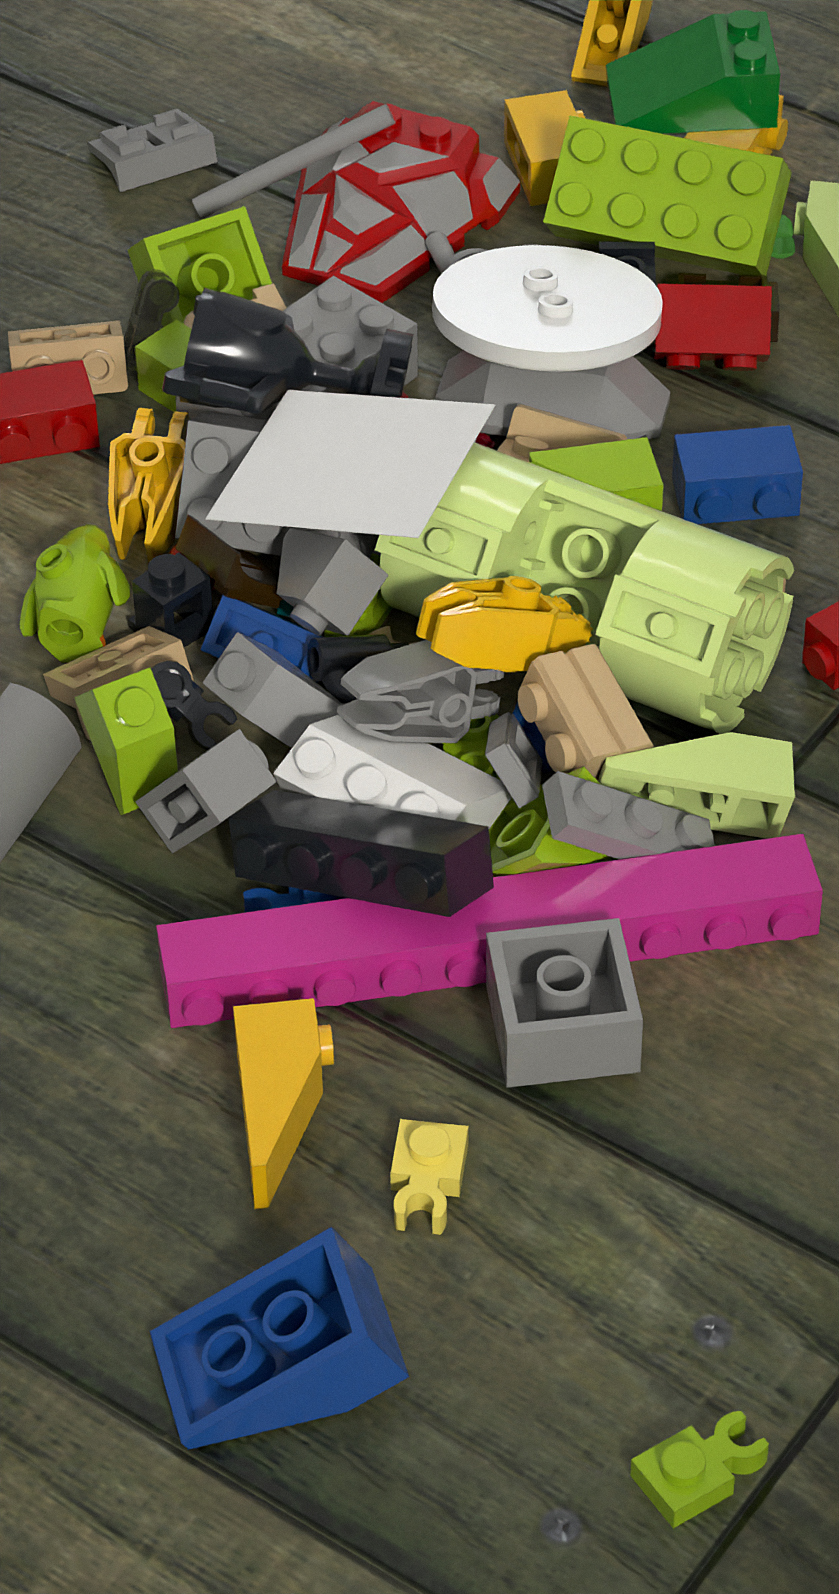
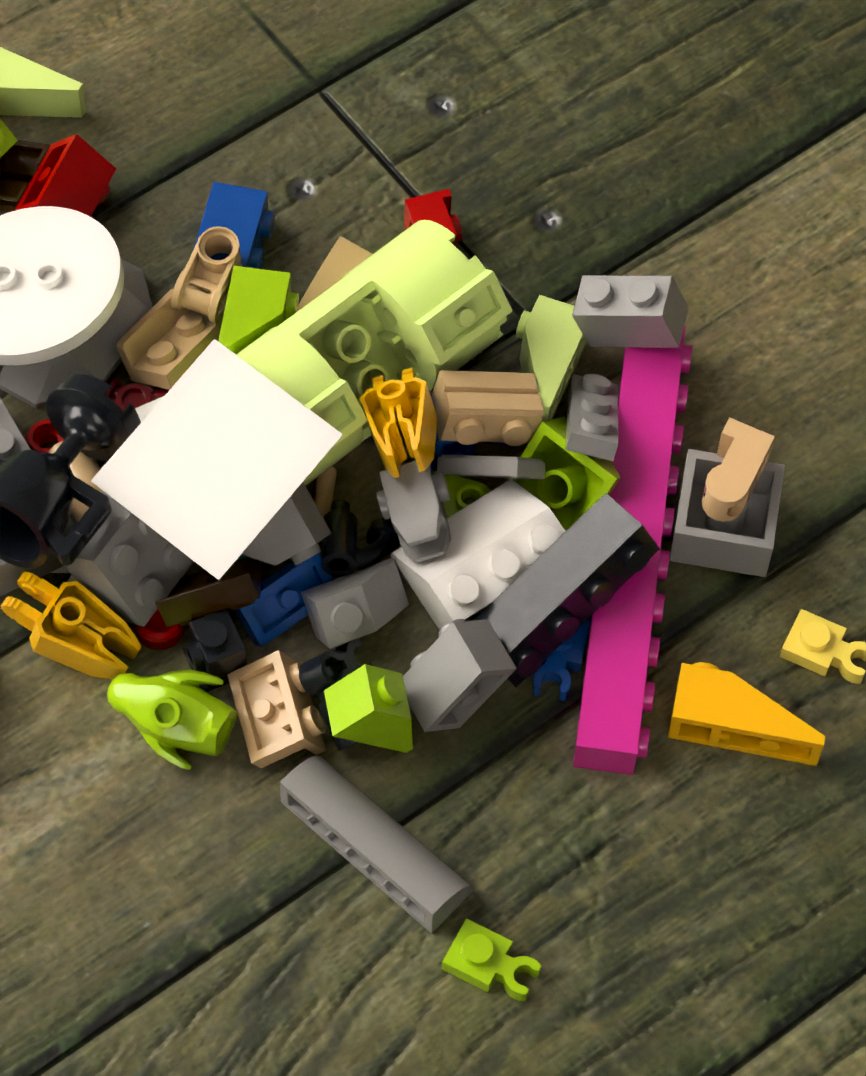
camera: 75 degrees left, 15 degrees up
(588, 954) = (733, 482): none -> tan leg
(666, 424) = (206, 281): none -> tan piece
(789, 805) = (630, 311): none -> light grey brick

